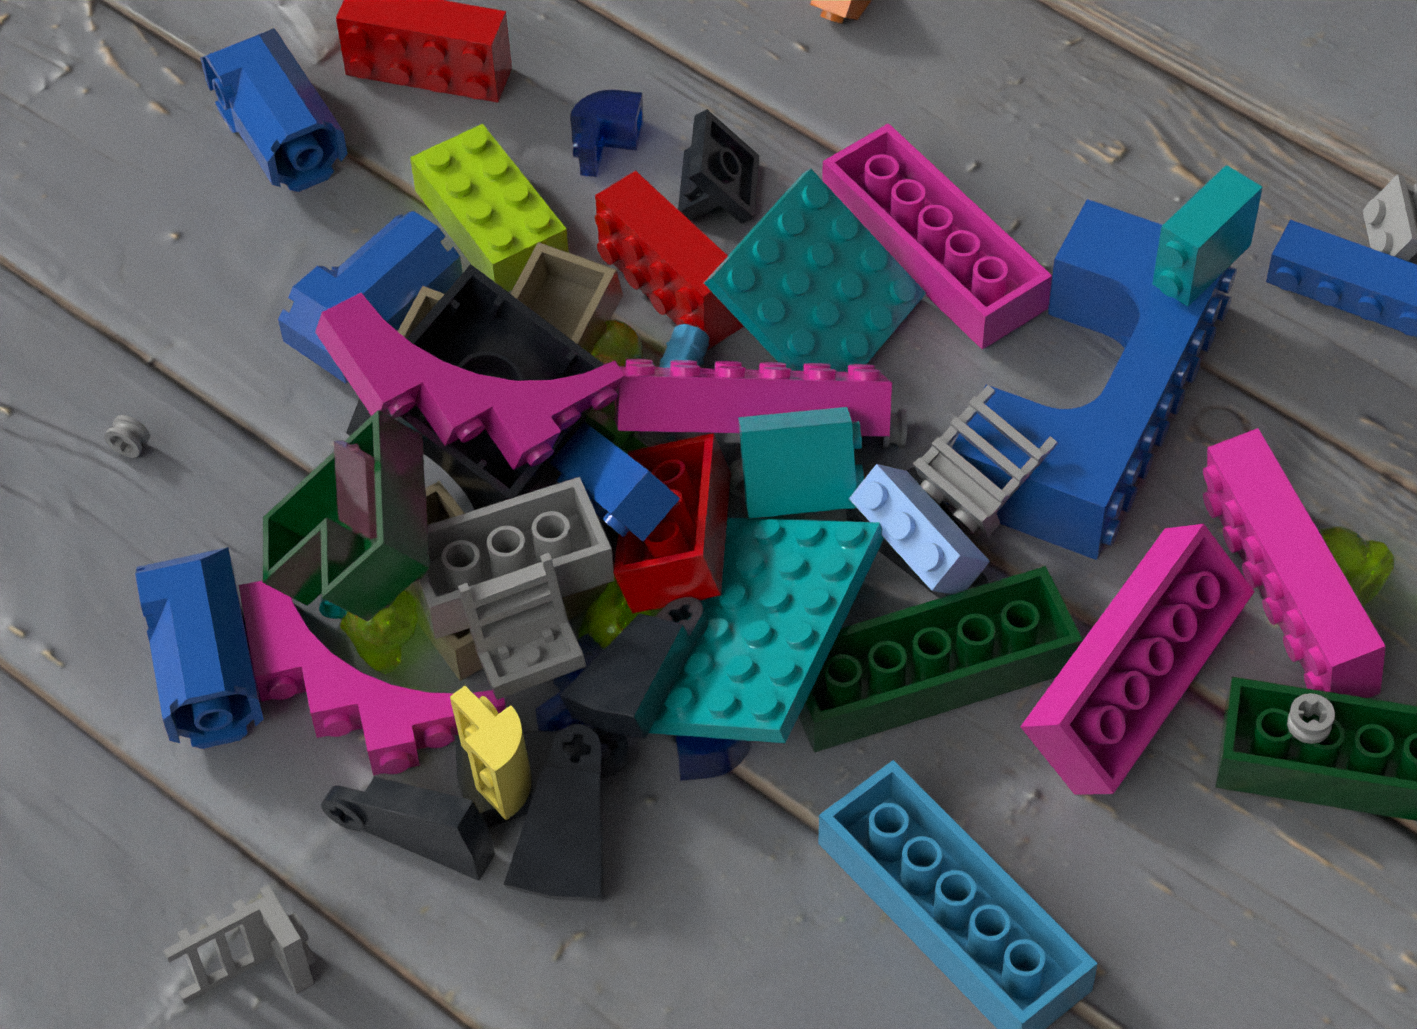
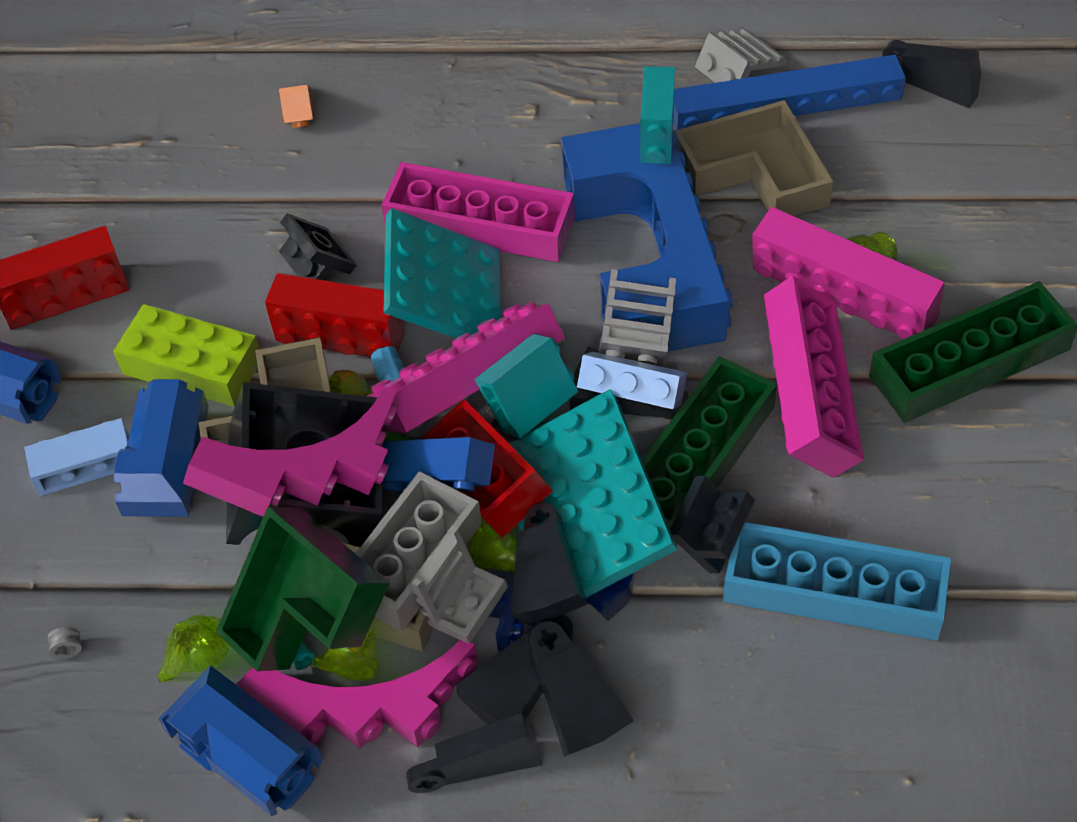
camera: 35 degrees left, 0 degrees up
(235, 520) = (192, 647): none -> clear neon green hair
(285, 247) = (76, 456): none -> light blue brick
(355, 488) = (286, 567): clear pink piece -> none
(494, 751) = (501, 672): light yellow brick -> none
(603, 121) = (215, 260): clear blue brick -> none
(864, 739) = (710, 522): none -> black bracket
(1313, 731) = (937, 338): light grey bush -> none
(1330, 348) = (761, 148): none -> dark tan piece

